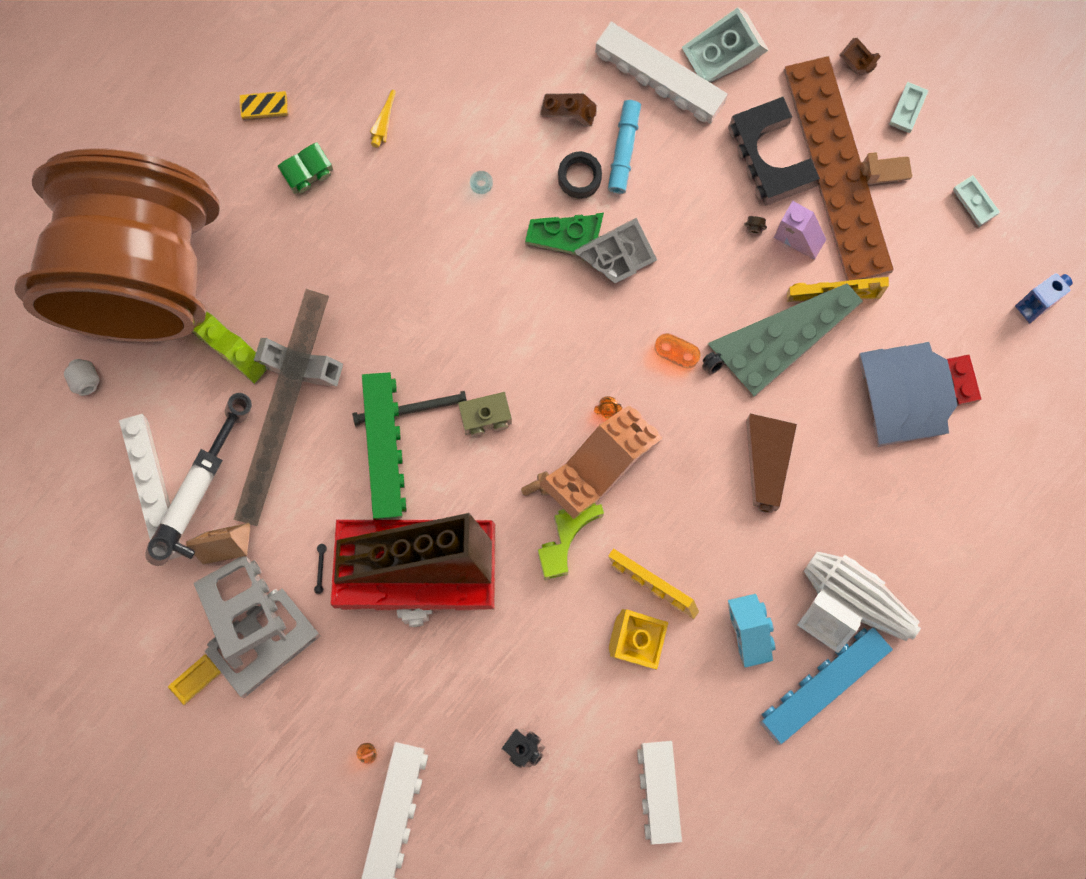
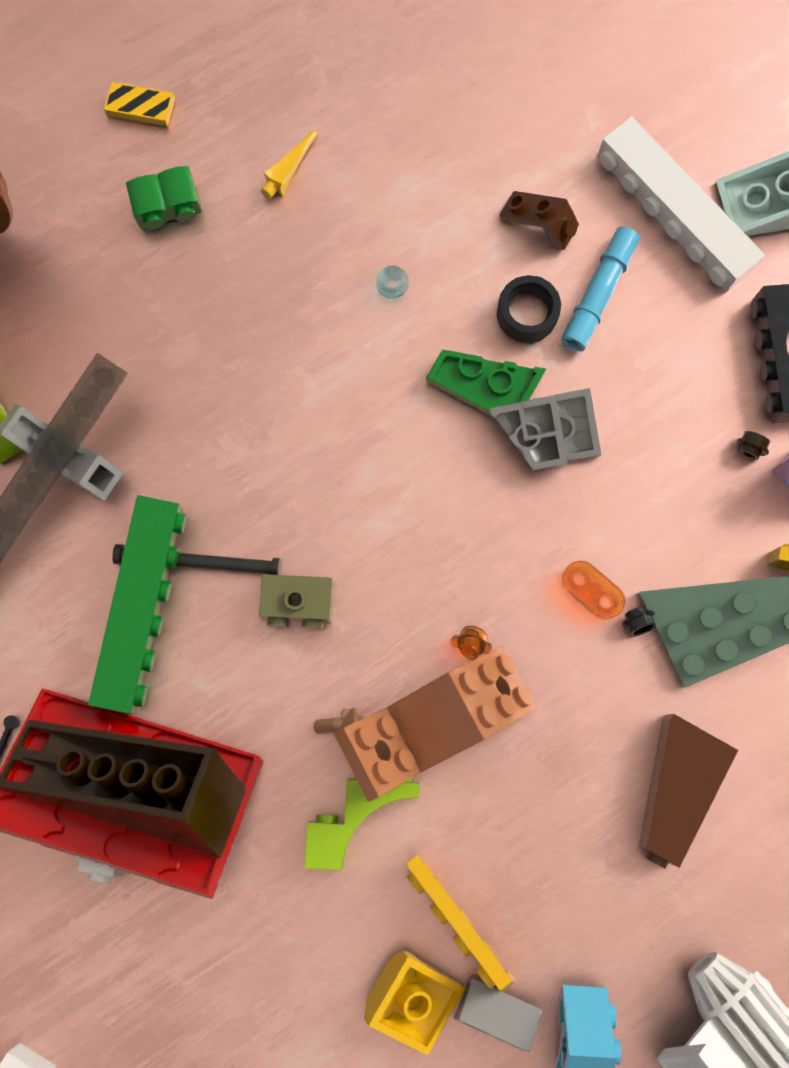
camera: 20 degrees right, 0 degrees up
(693, 631) = (499, 1015): none -> light grey hinge

